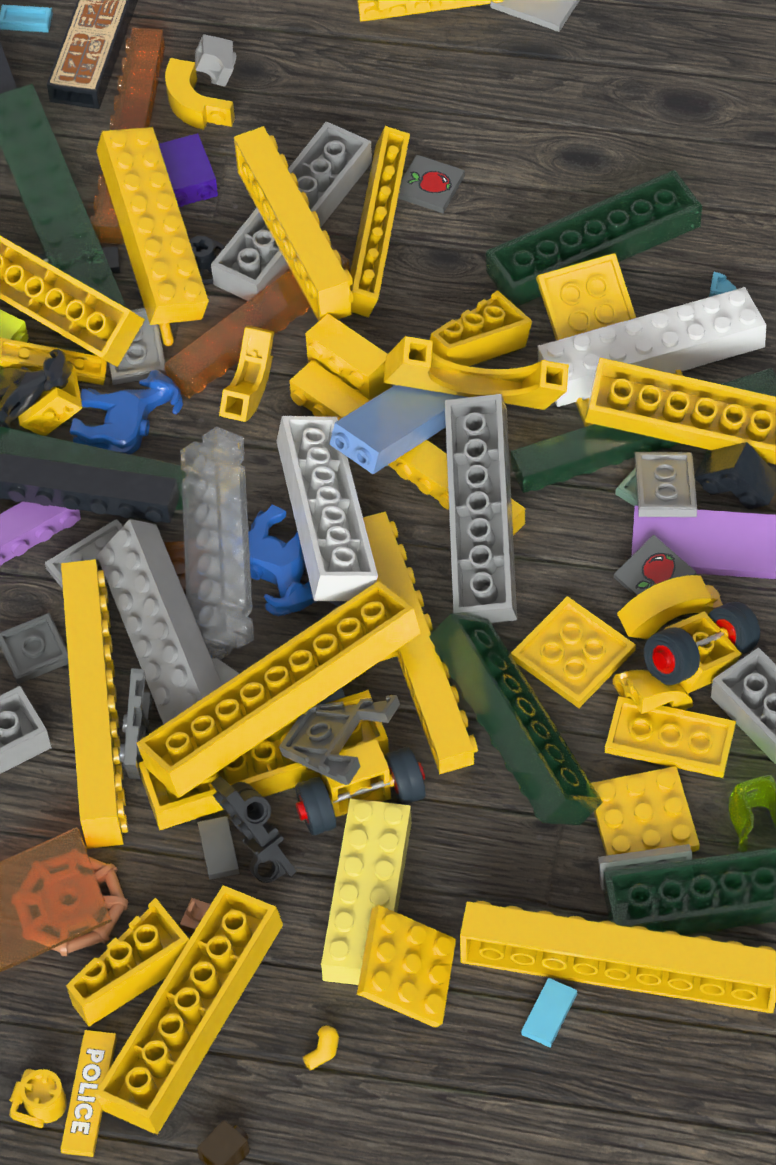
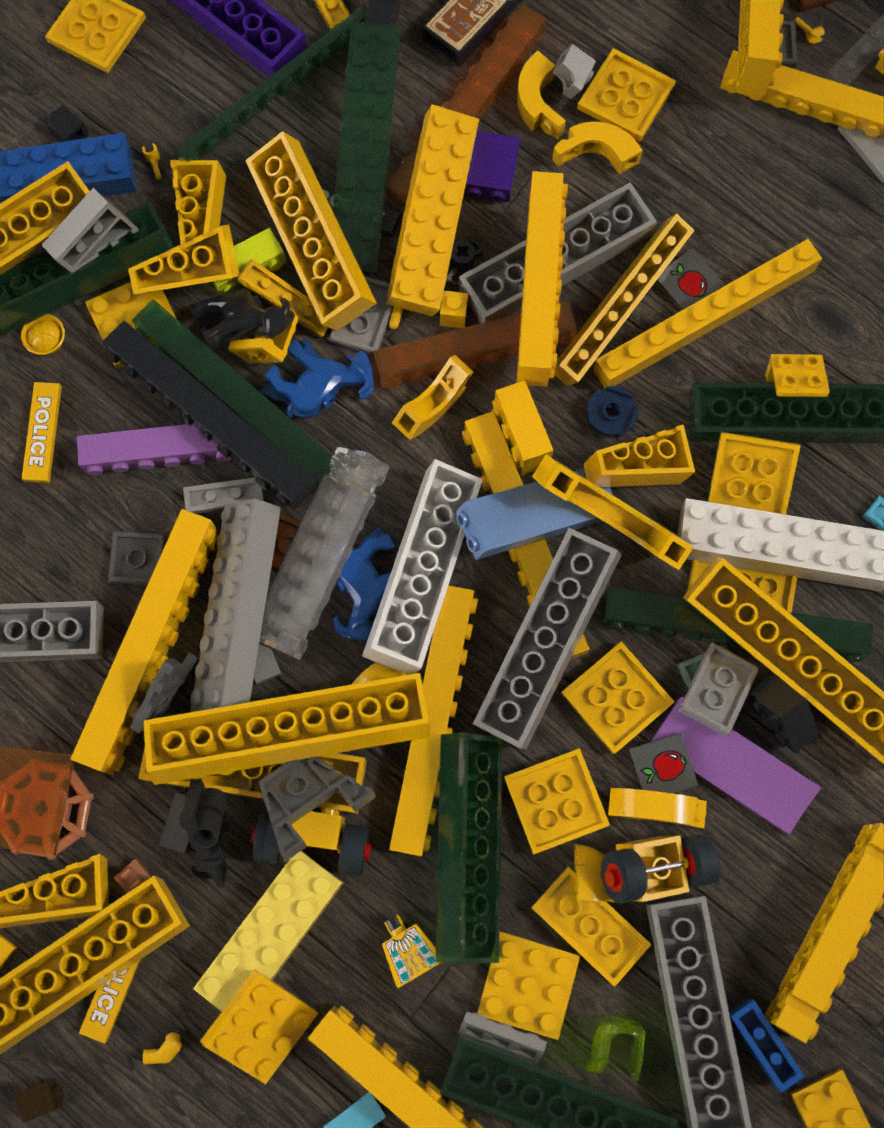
camera: 25 degrees right, 20 degrees up
(221, 298) = (453, 309): none -> yellow brick
(241, 1039) = (106, 1006): none -> yellow tile
(276, 61) = (626, 94): none -> yellow plate
(279, 104) = (602, 139): none -> yellow arch
(422, 302) = (612, 426): none -> dark blue plate
(462, 201) = (706, 314): none -> yellow brick
(512, 840) = (408, 951): none -> torso
(576, 541) = (617, 697): none -> yellow plate
(577, 203) = (798, 375): none -> yellow bracket

